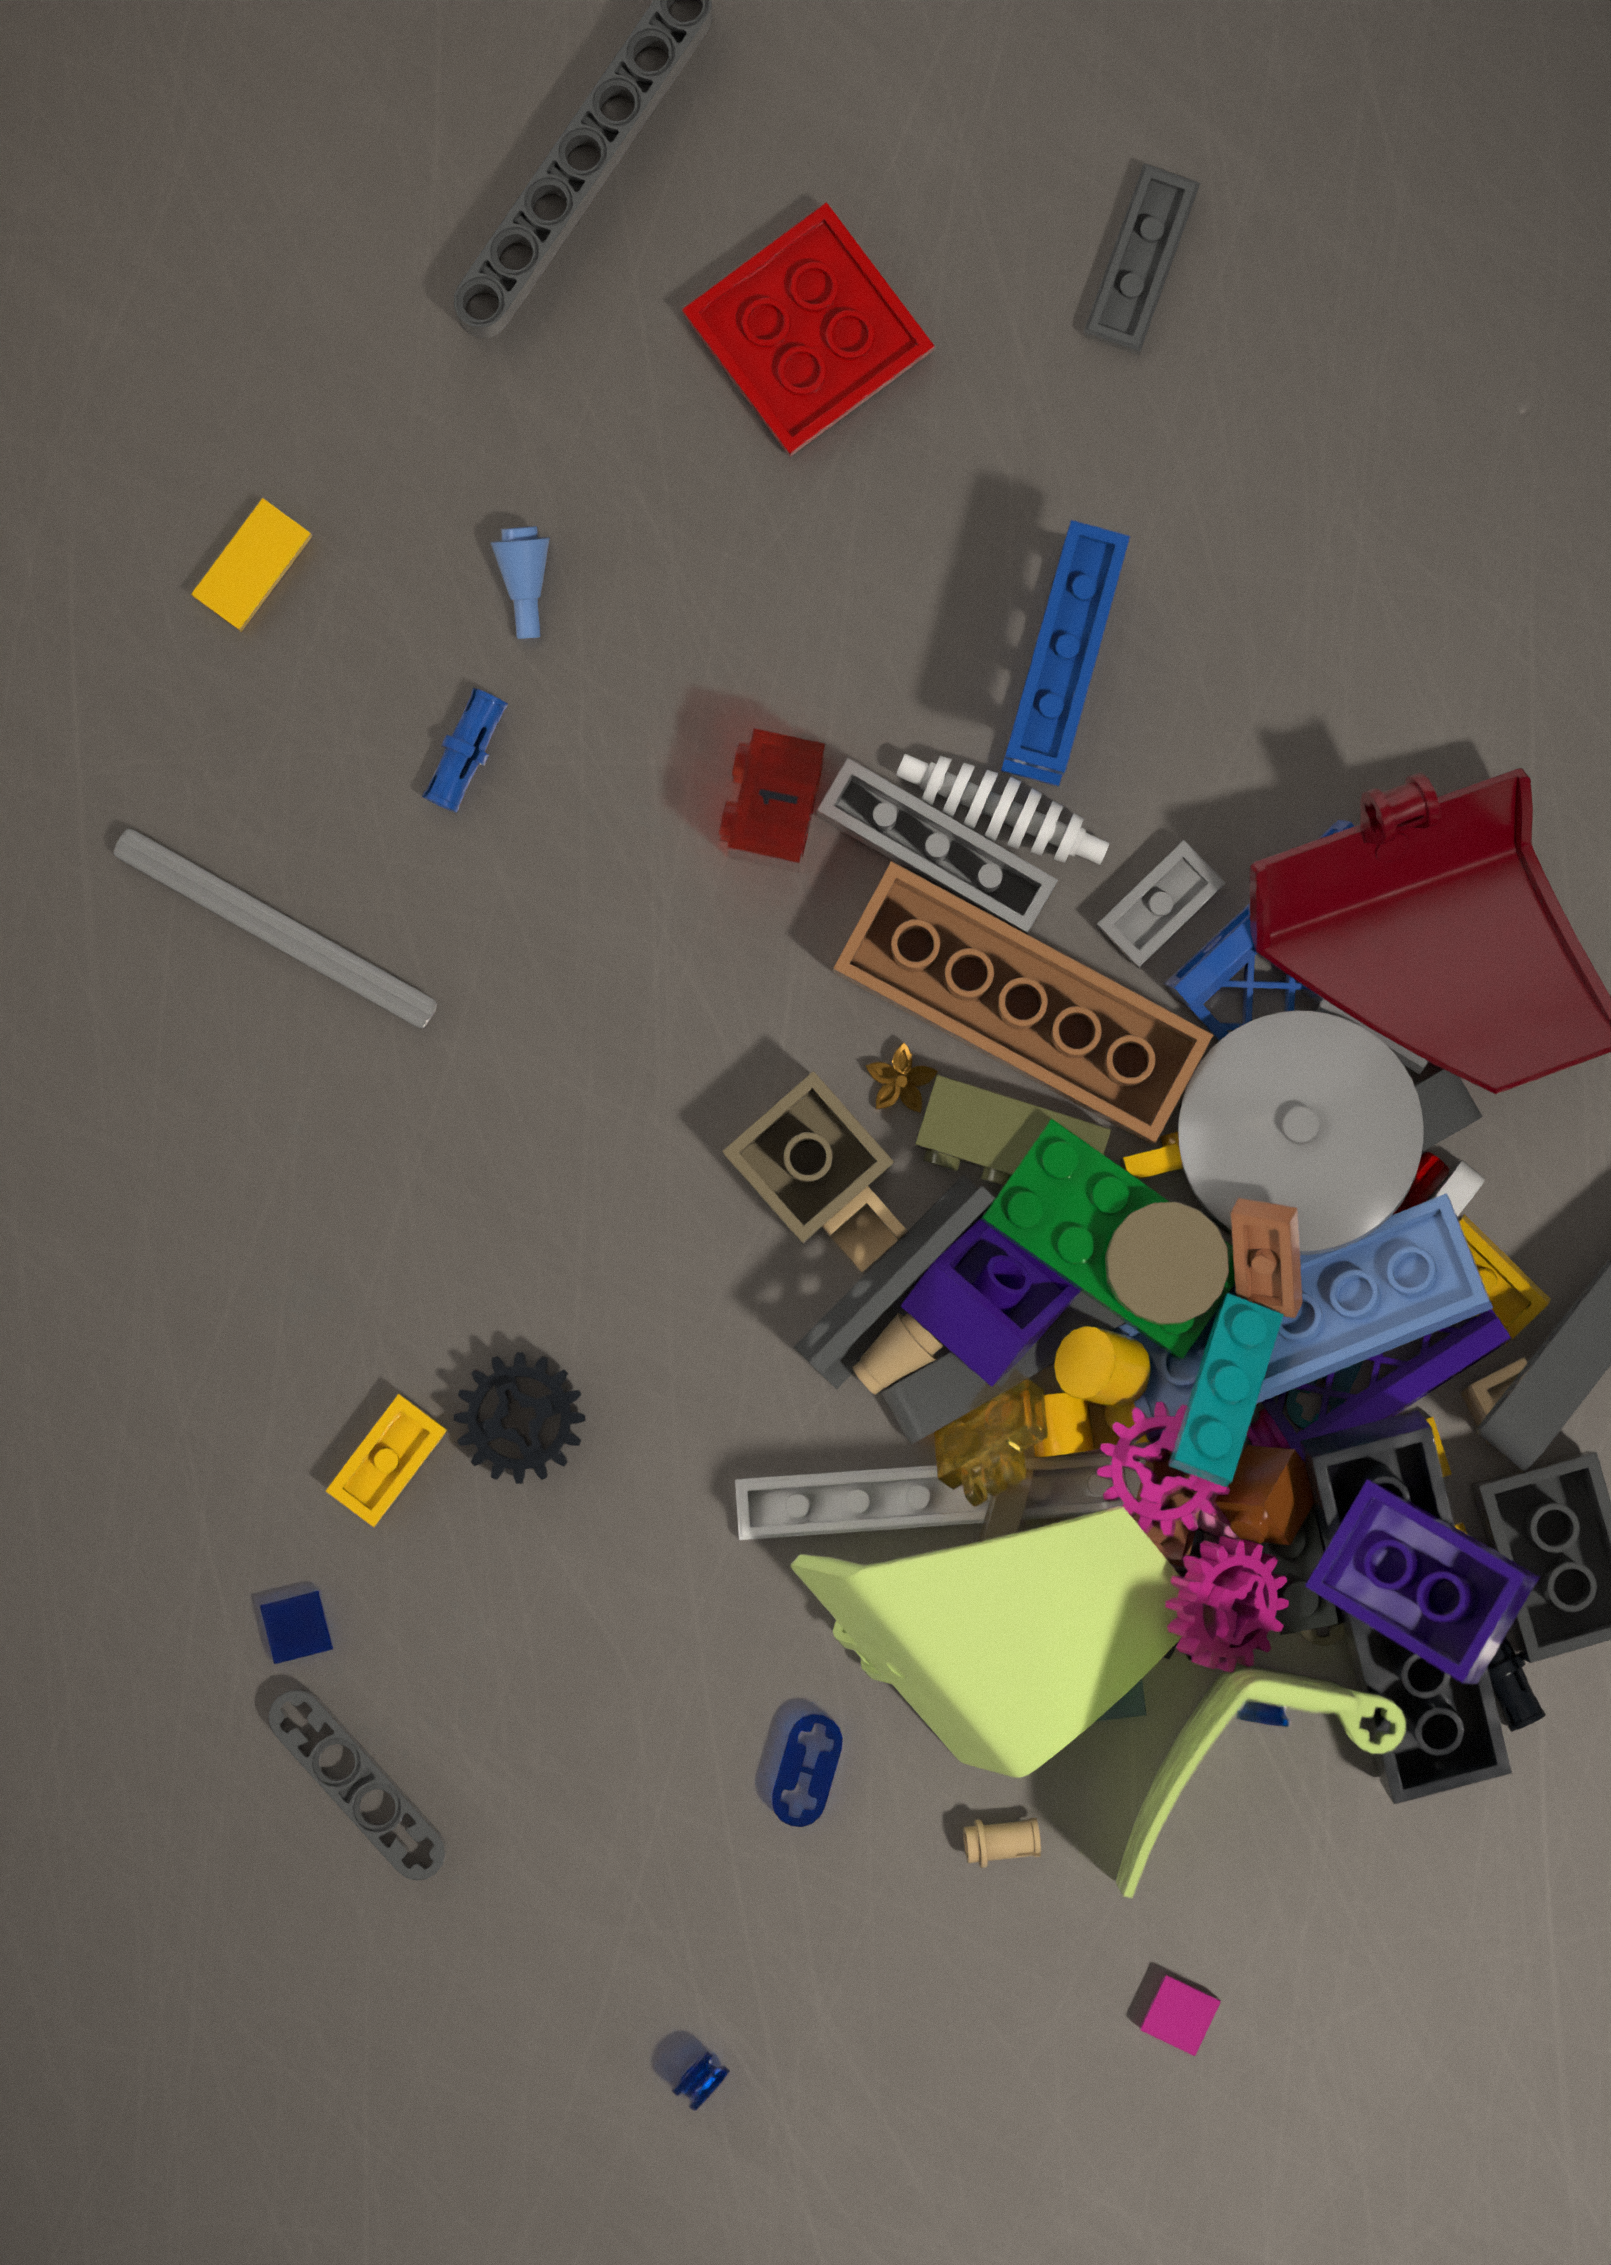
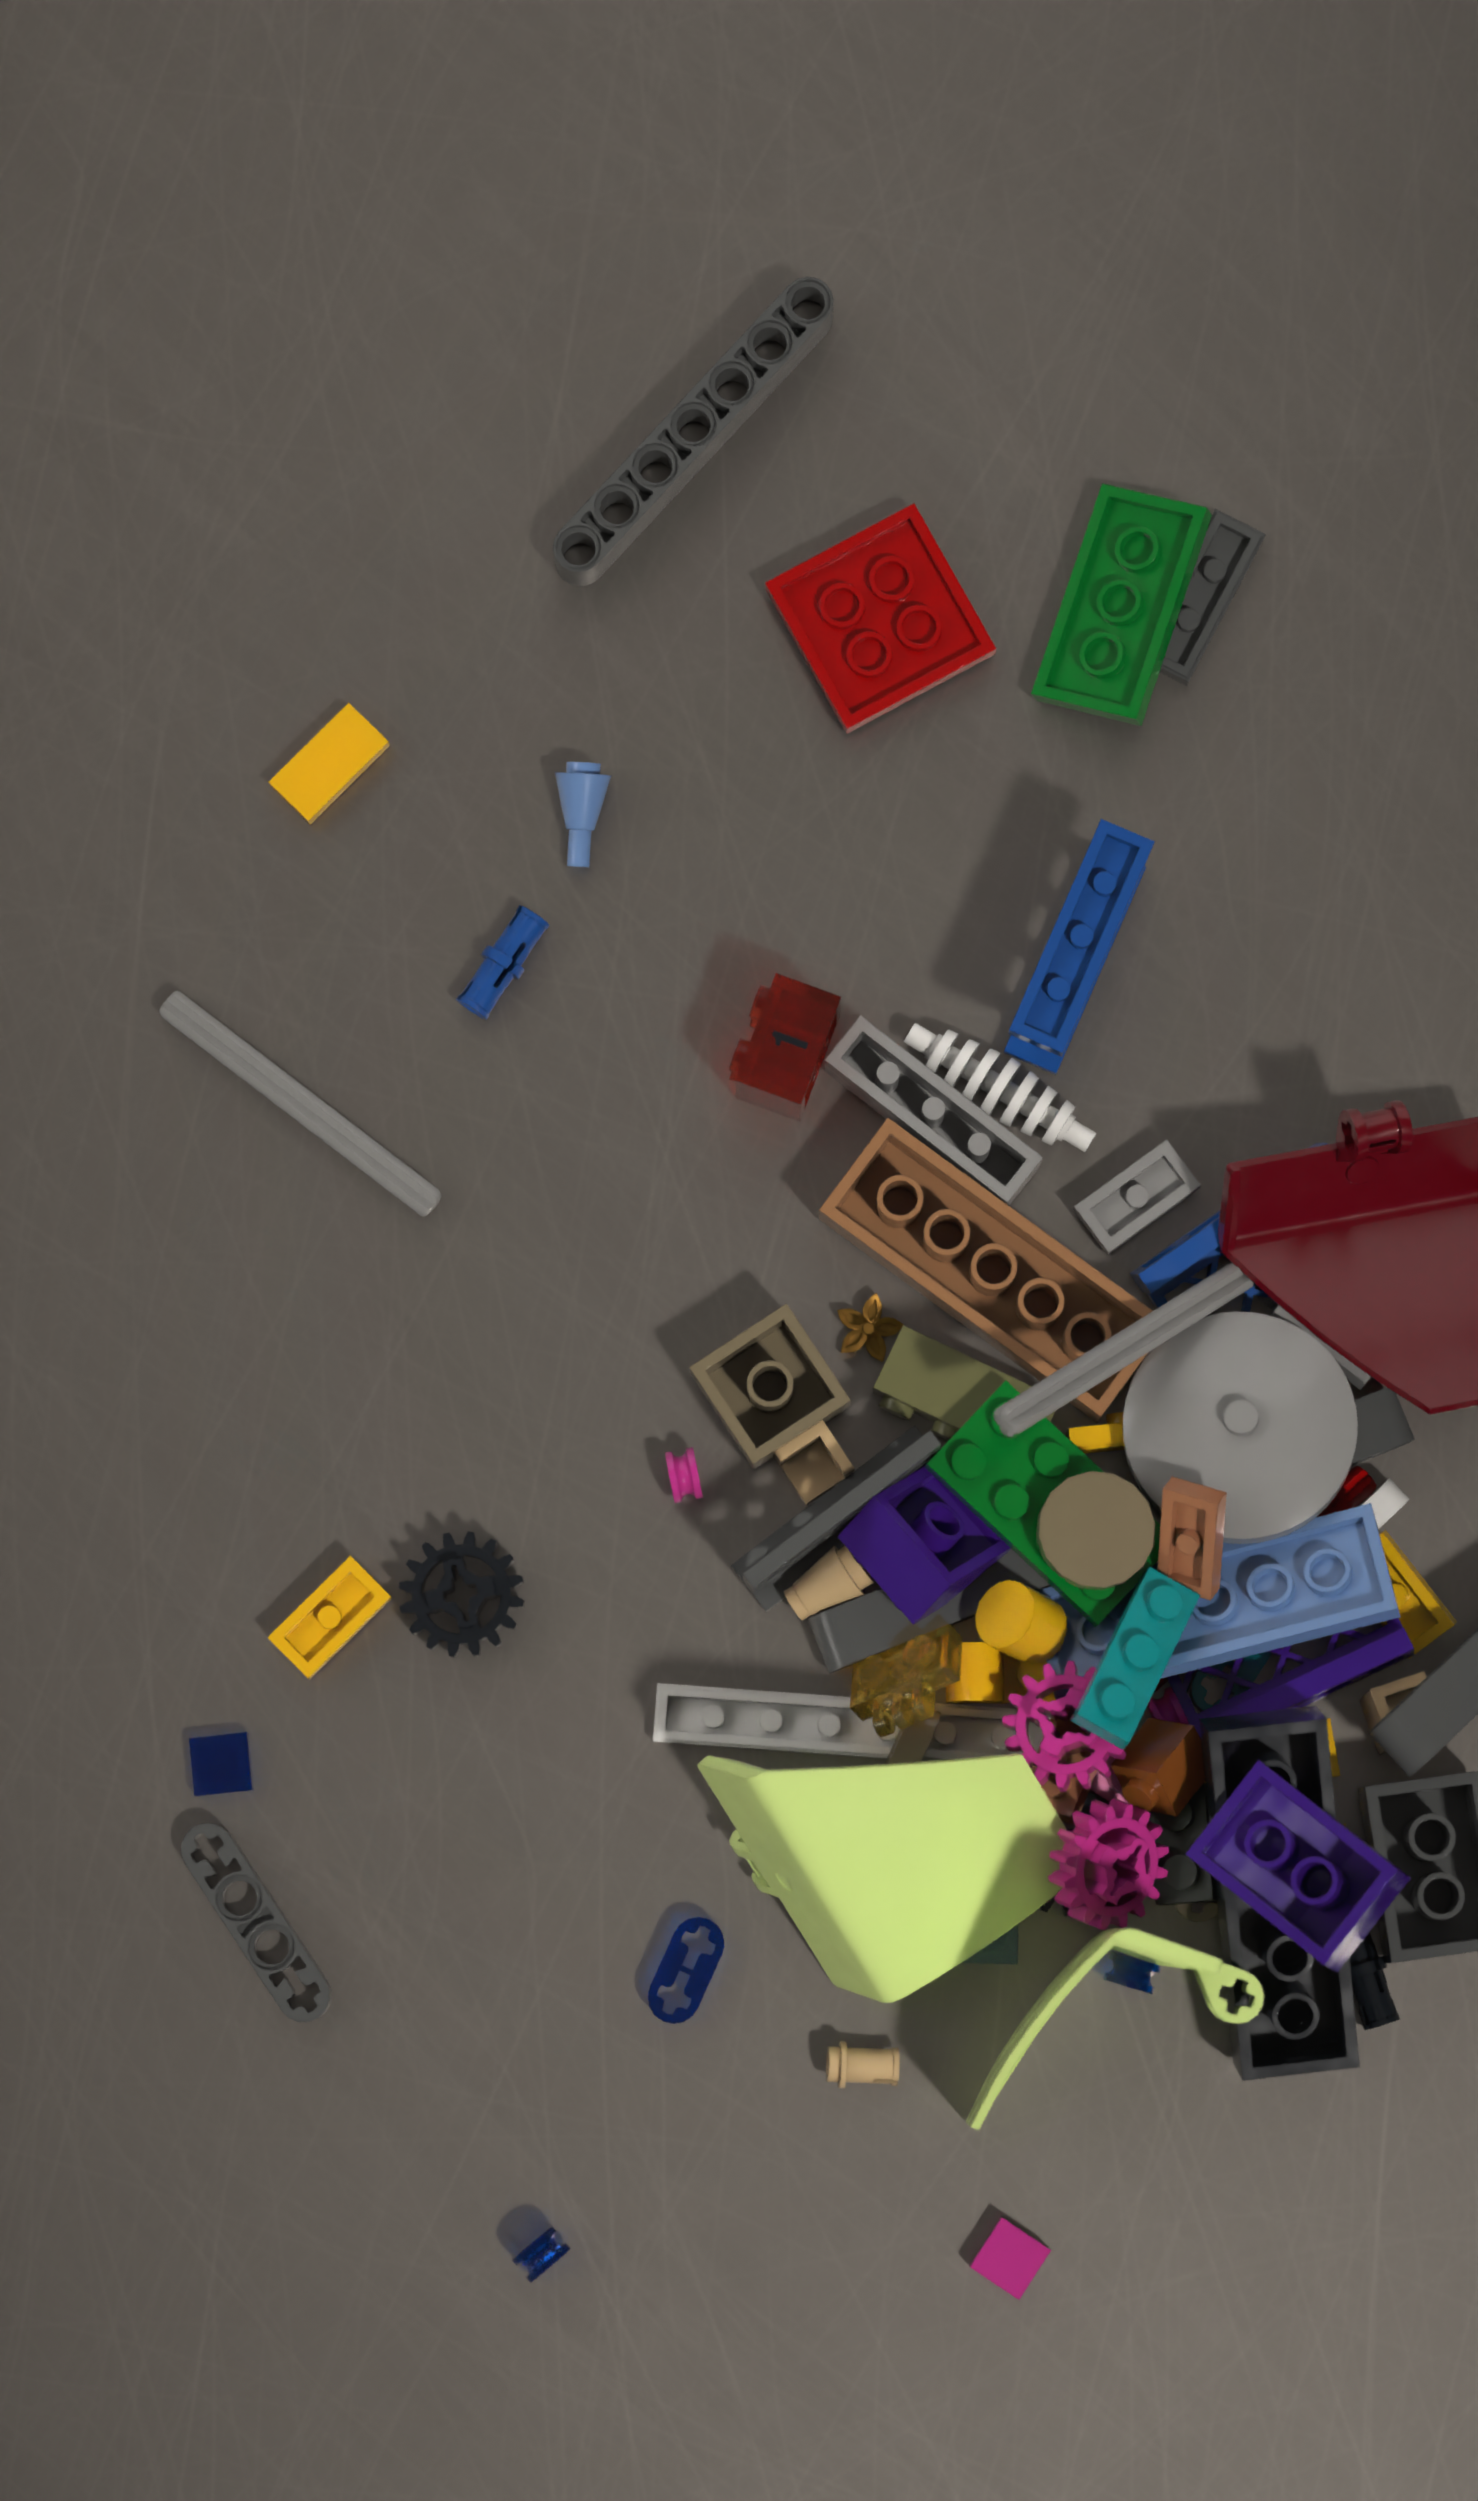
camera: 10 degrees right, 5 degrees down
(731, 1261) = (683, 1475): none -> dark pink bush
(1059, 280) = (1121, 604): none -> green plate
(1167, 1073) = (1121, 1350): none -> light grey axle

